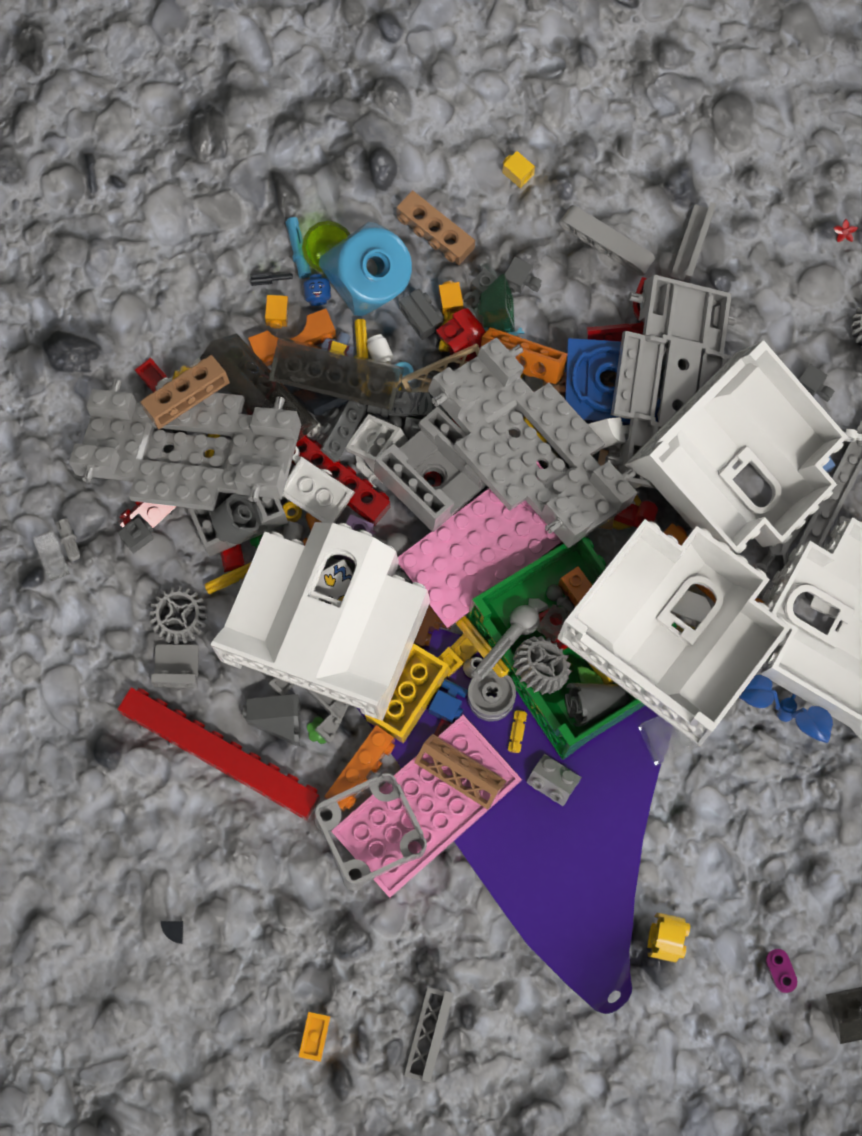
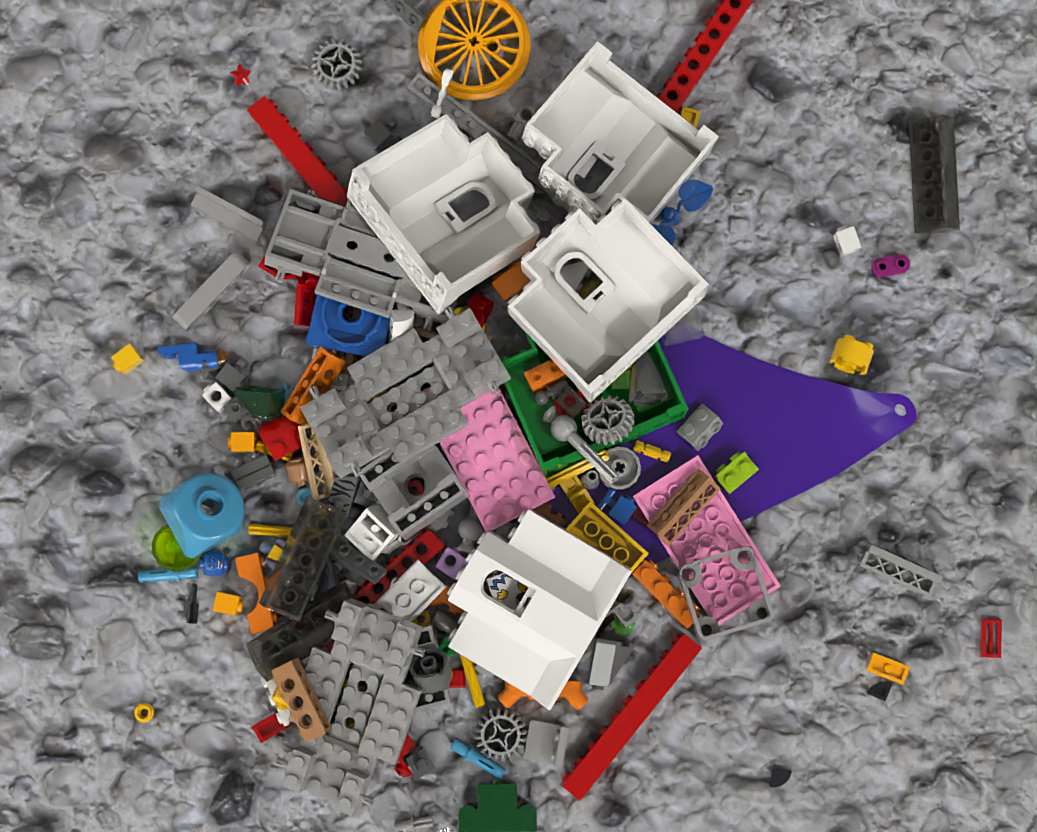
camera: 80 degrees left, 10 degrees up
(95, 625) = (497, 810): none -> dark green brick
(147, 244) = (138, 715): none -> yellow plate
(149, 594) = (474, 756): none -> dark azure pin
(238, 681) = (572, 692): none -> orange plate
(288, 1033) = (880, 690): none -> black tile
(379, 349) = (282, 515): white brick -> none
(402, 514) = (441, 521): none -> light grey brick
(416, 205) = (145, 460): medium nougat brick -> none
(428, 355) = (297, 471): none -> medium nougat head
(498, 256) = (208, 395): none -> white brick
(510, 826) = (736, 472): none -> lime bracket
(531, 234) = (194, 360): none -> blue plate
(775, 299) = (297, 152): none -> red brick
(800, 913) = (846, 240): none -> white brick

